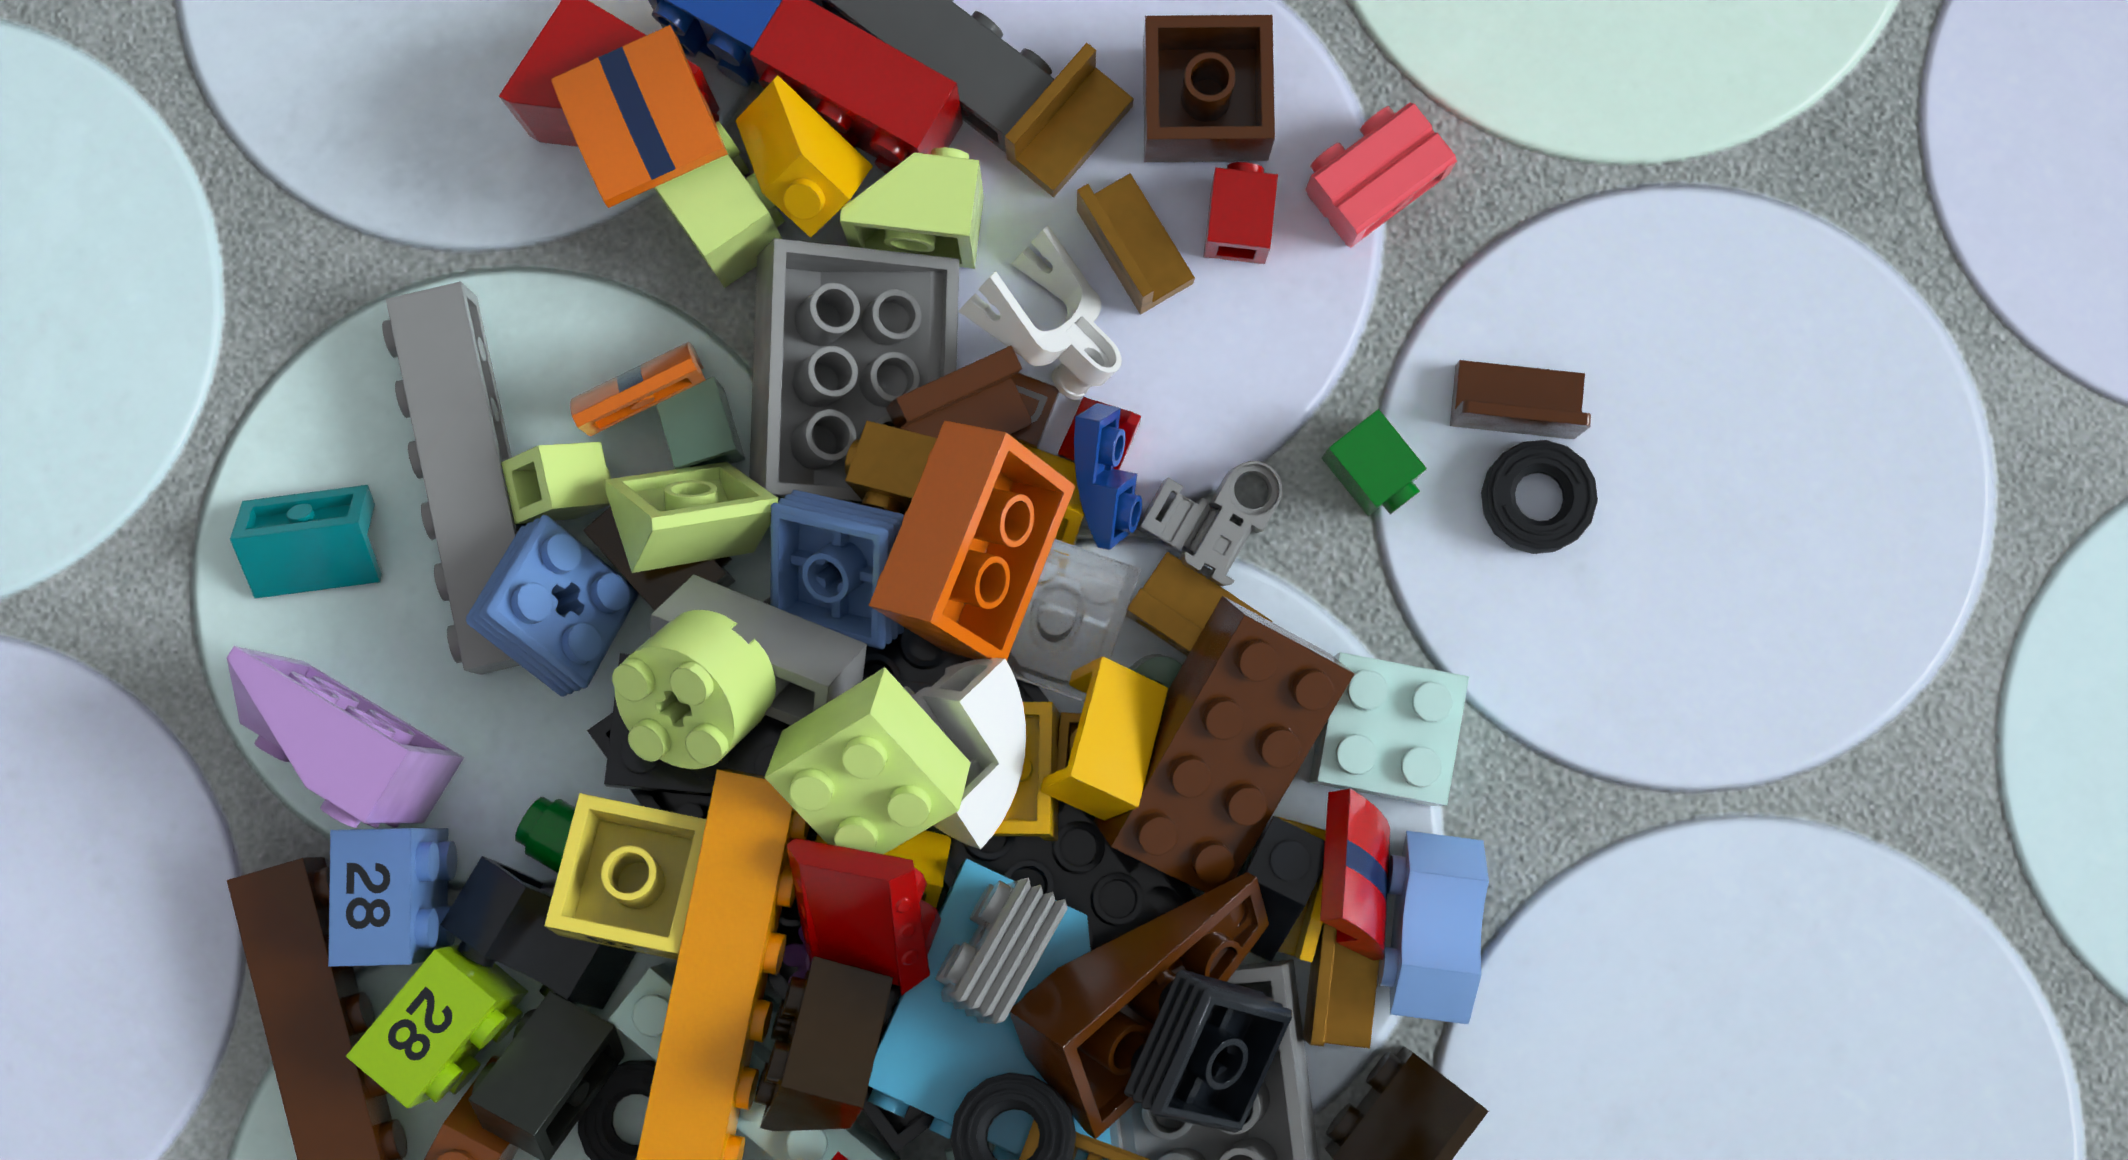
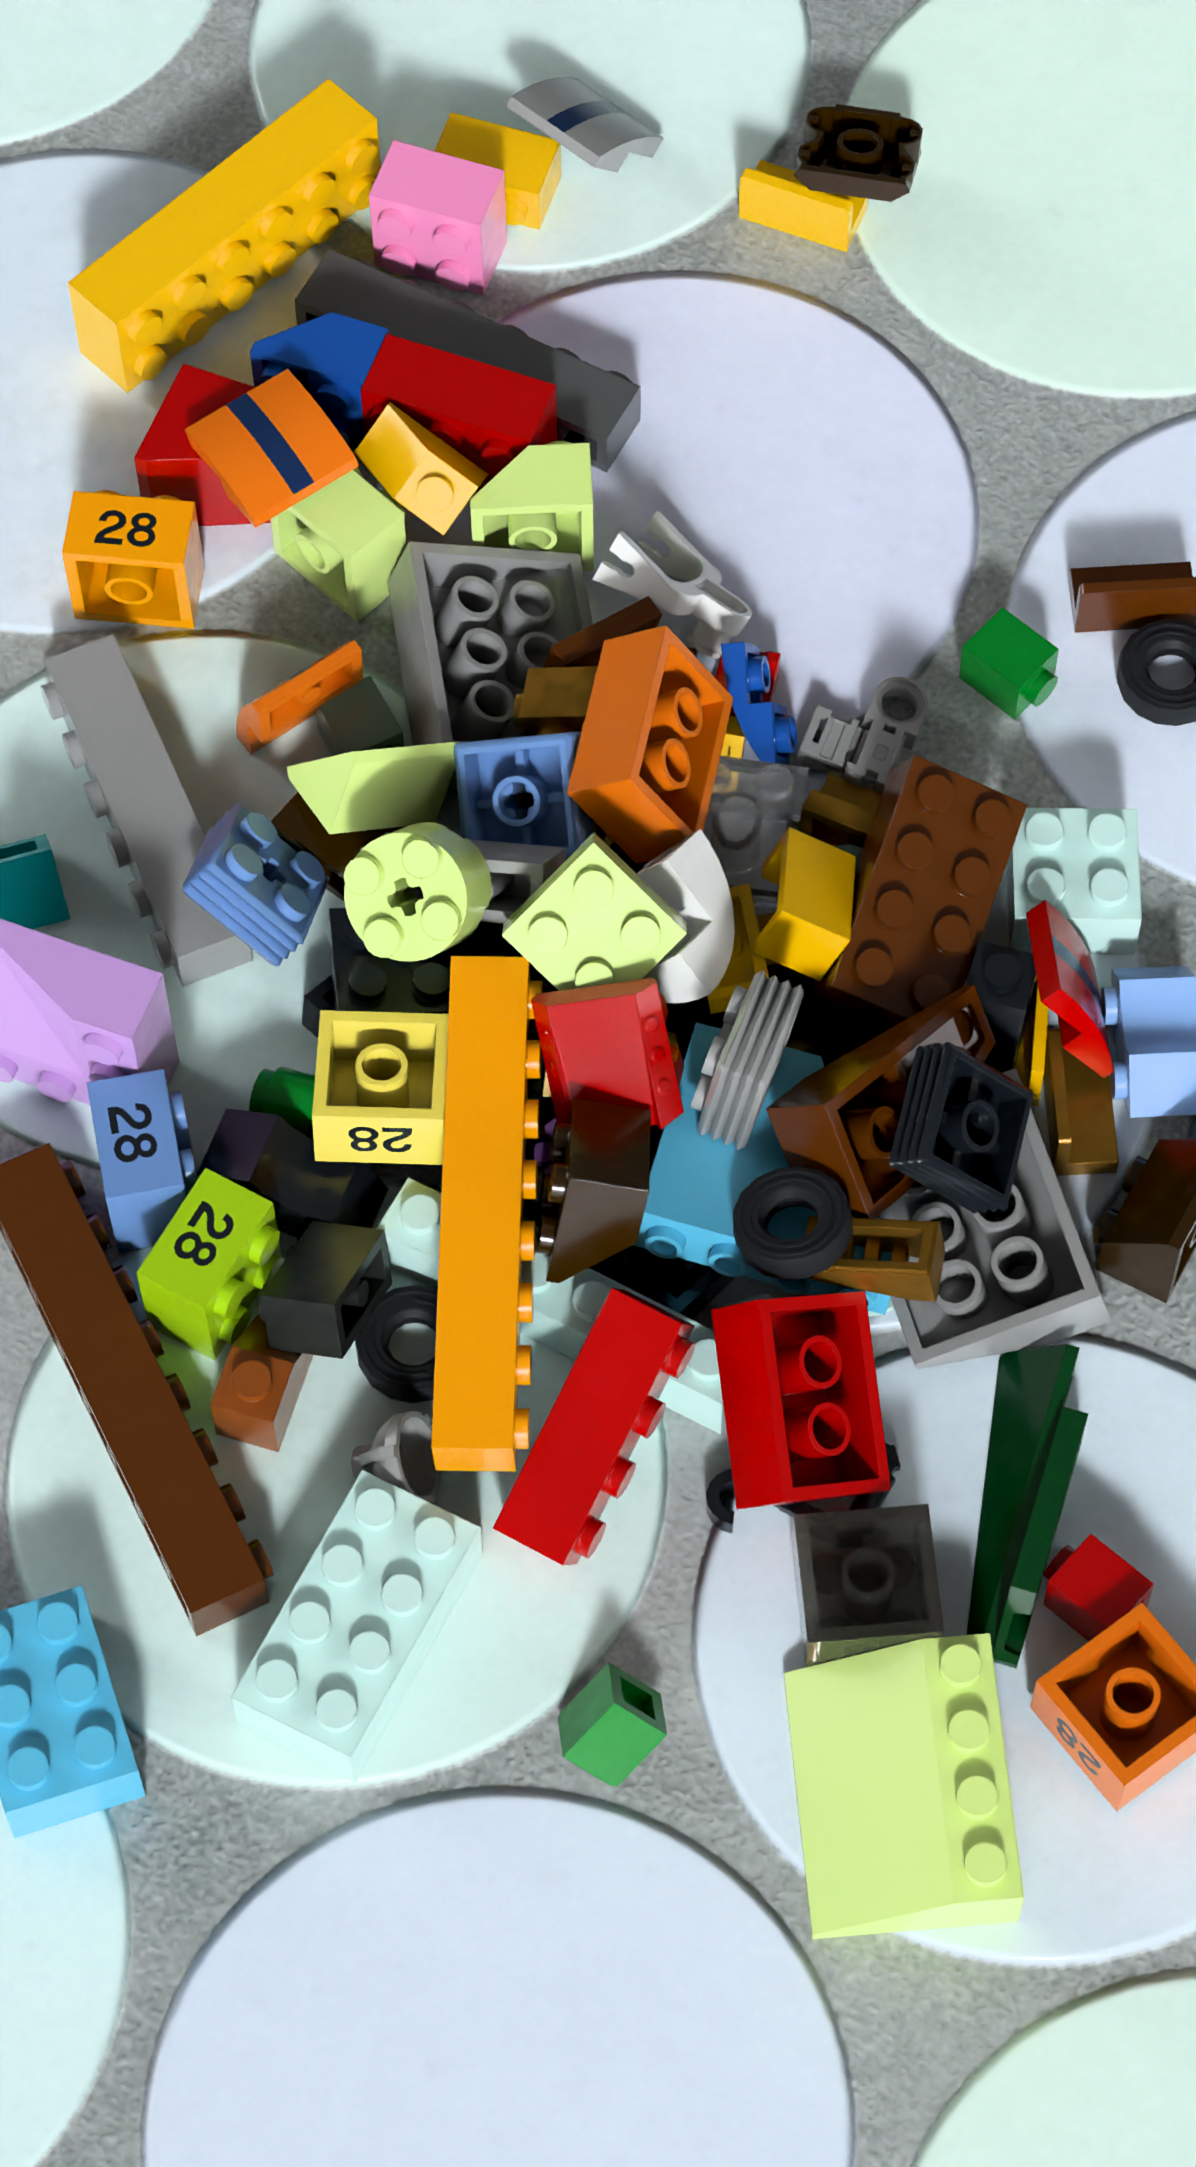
camera: 10 degrees left, 20 degrees down
(494, 194) = (133, 559): none -> light orange brick
(556, 481) = (234, 777): yellowish green brick -> none
(1067, 123) = (656, 430): pearl gold panel -> none
(1134, 242) = (740, 520): pearl gold panel -> none
(1208, 88) = (784, 377): reddish brown brick -> none
(1241, 213) = (837, 479): red brick -> none
(1379, 172) = (959, 426): coral brick -> none

